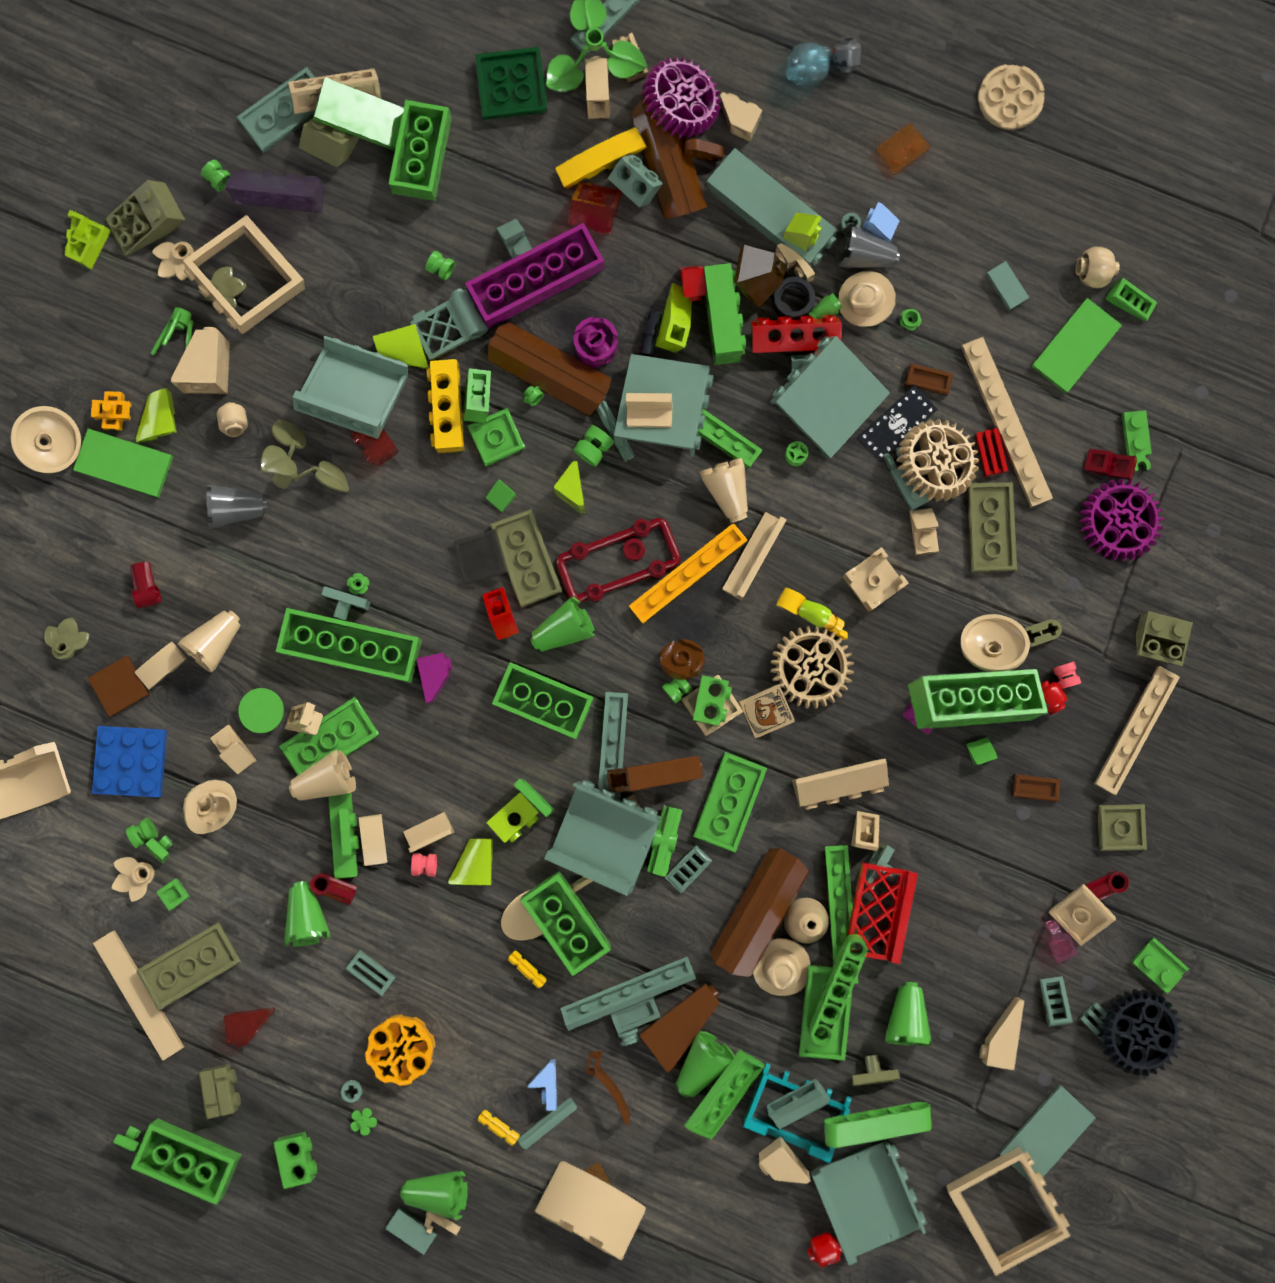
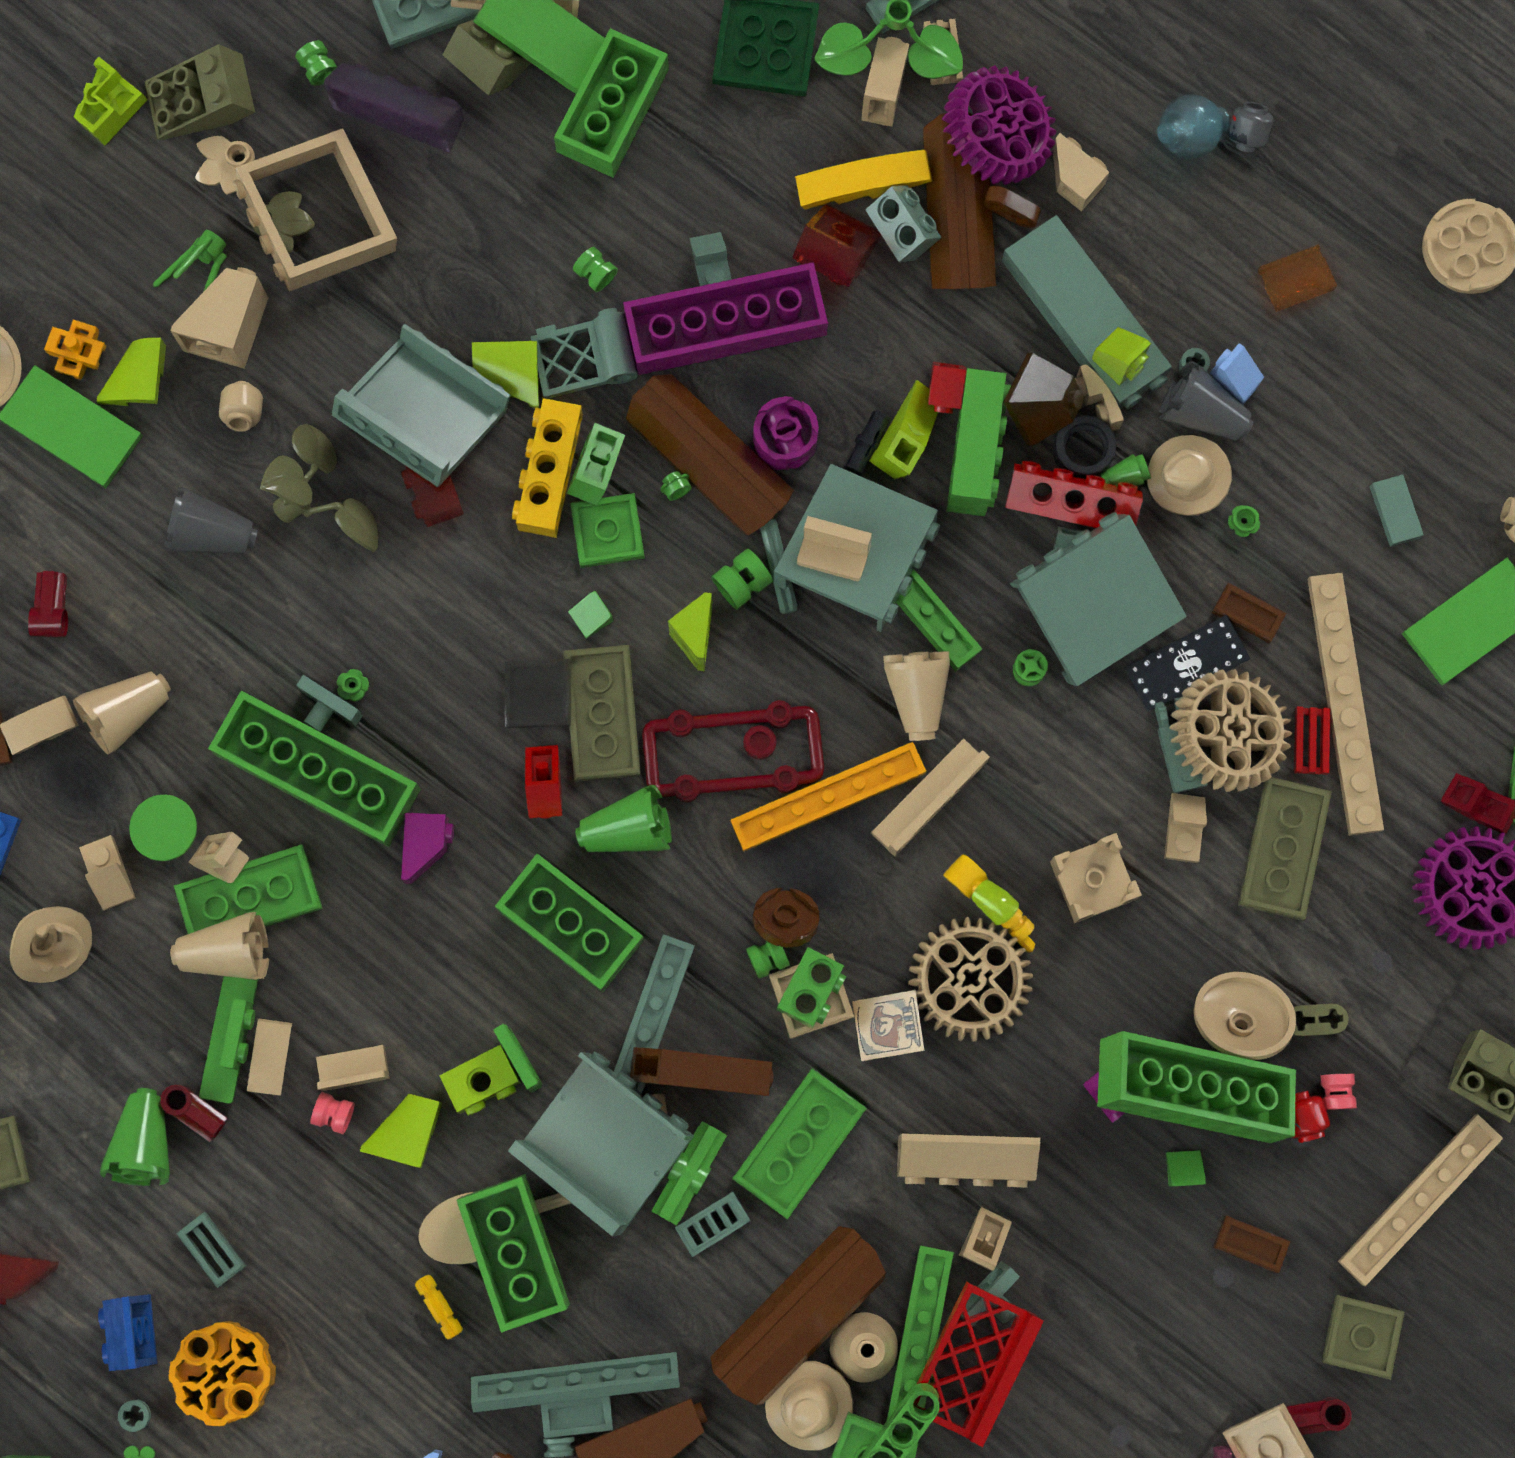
camera: 10 degrees right, 5 degrees down
(333, 1041) = (128, 1332): none -> blue slope

